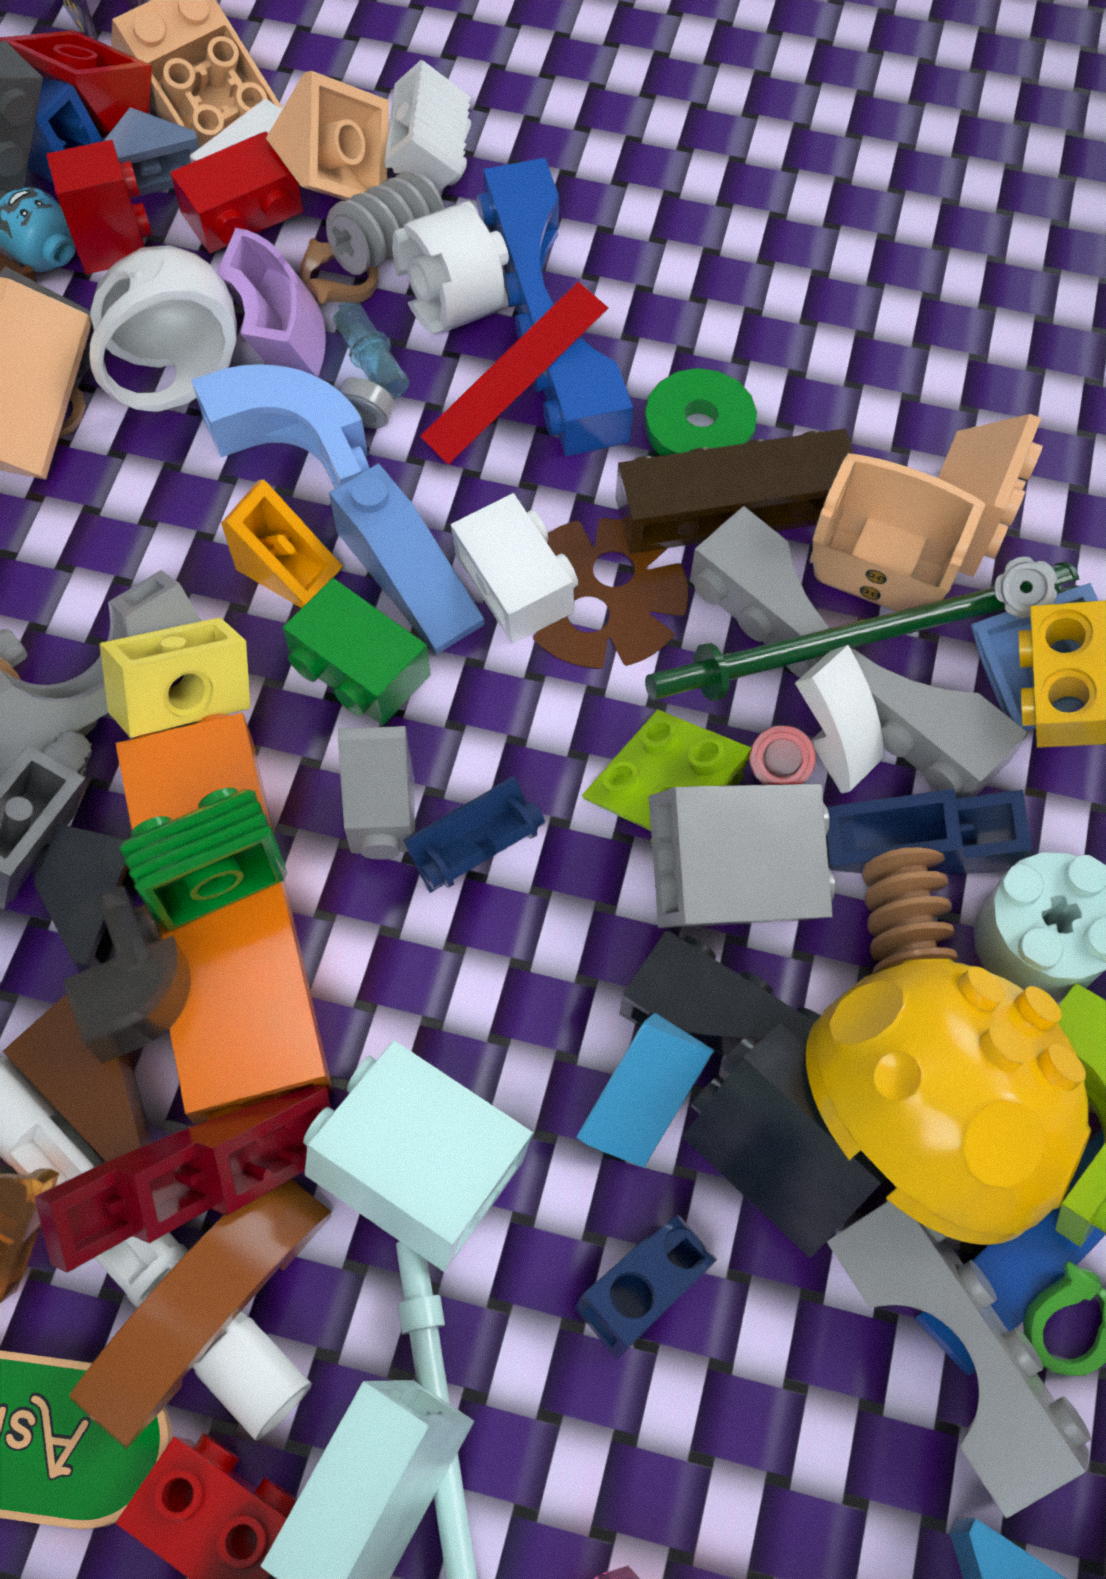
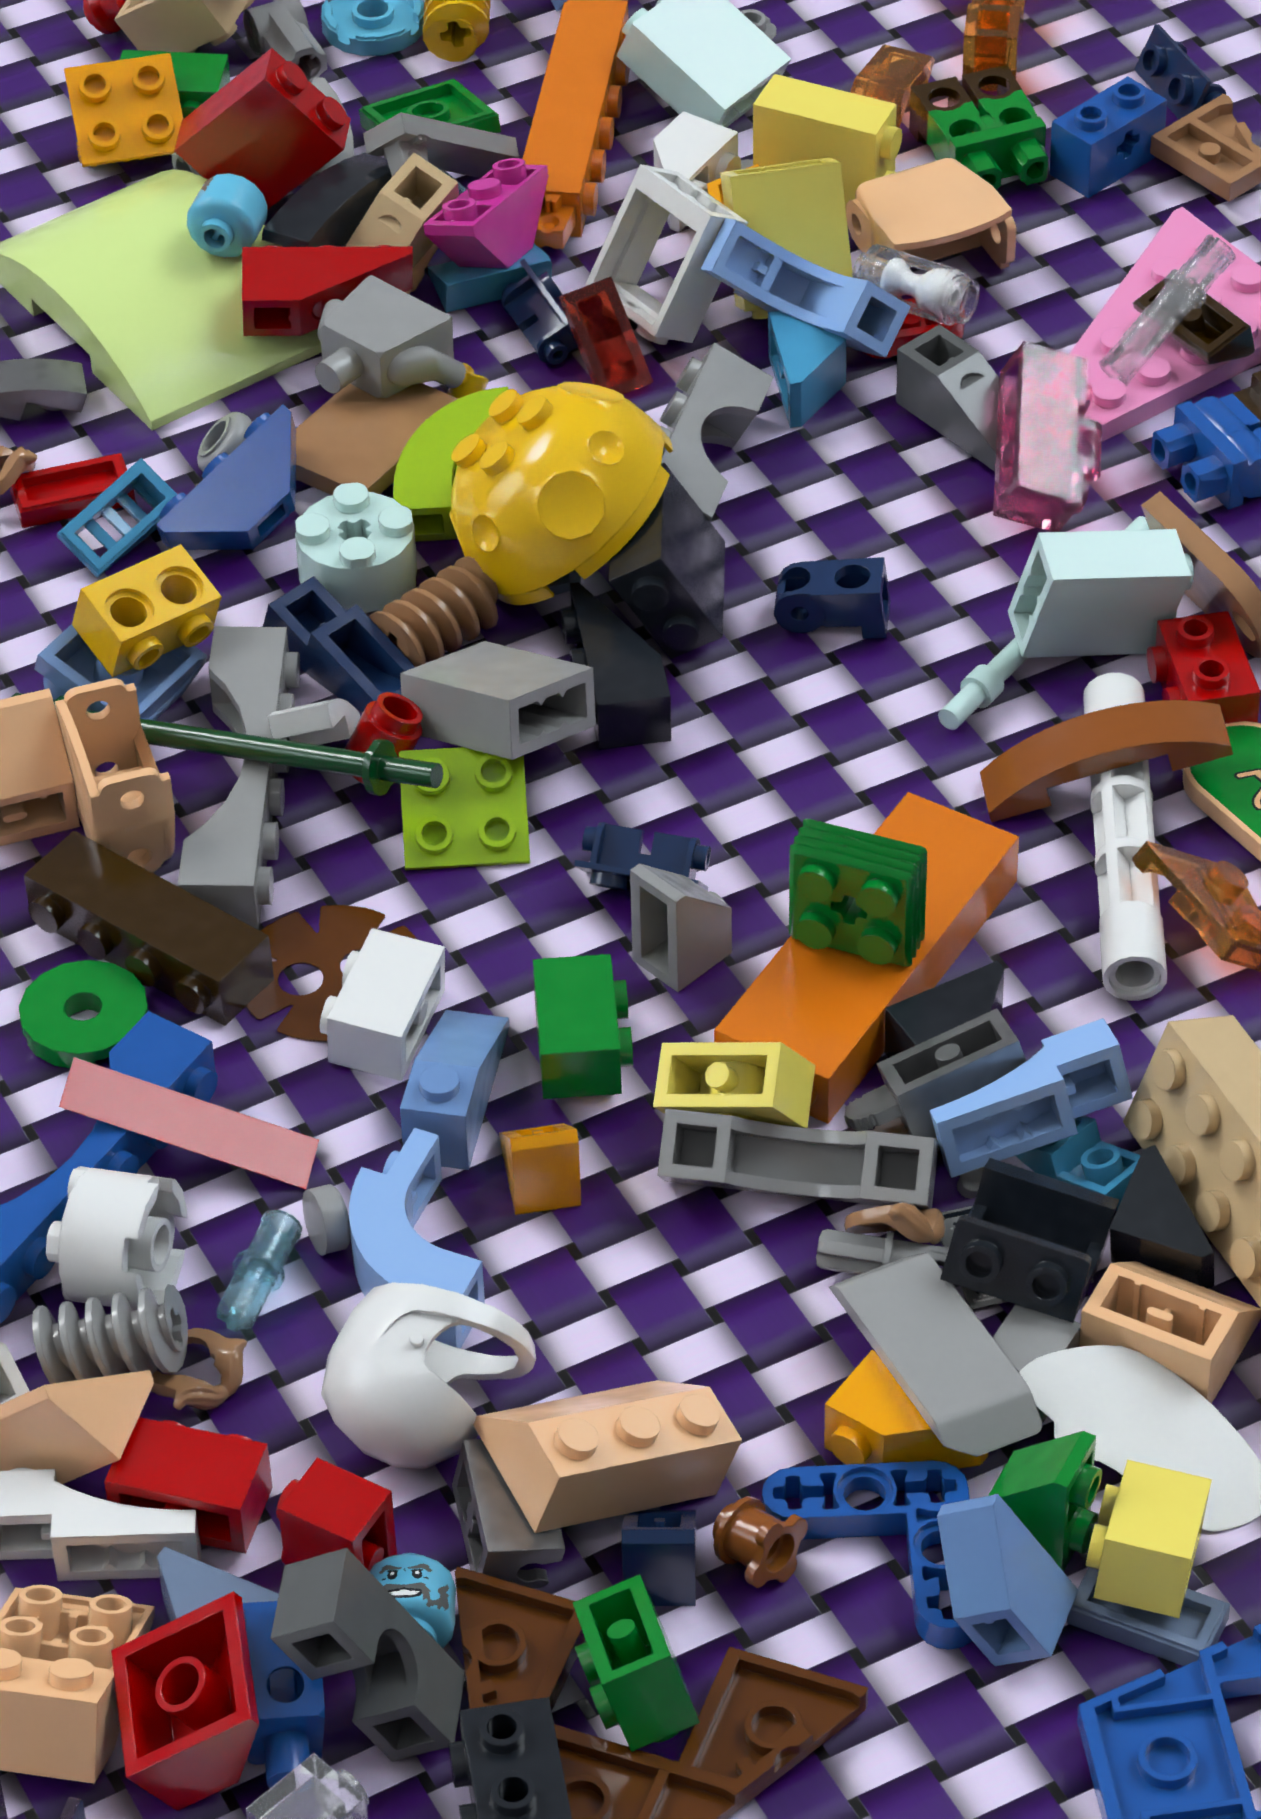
camera: 130 degrees left, 20 degrees down
(90, 1095) = (1062, 924): reddish brown slope -> none
(138, 993) = (980, 887): clear smoke brick -> none
(179, 1178) = (1032, 793): dark red slope -> none
(279, 309) = (294, 1335): lavender brick -> none
(415, 1153) = (894, 729): light aqua brick -> none
(645, 1091) = (718, 665): dark azure slope -> none
(1023, 569) = (78, 672): light grey plate -> none

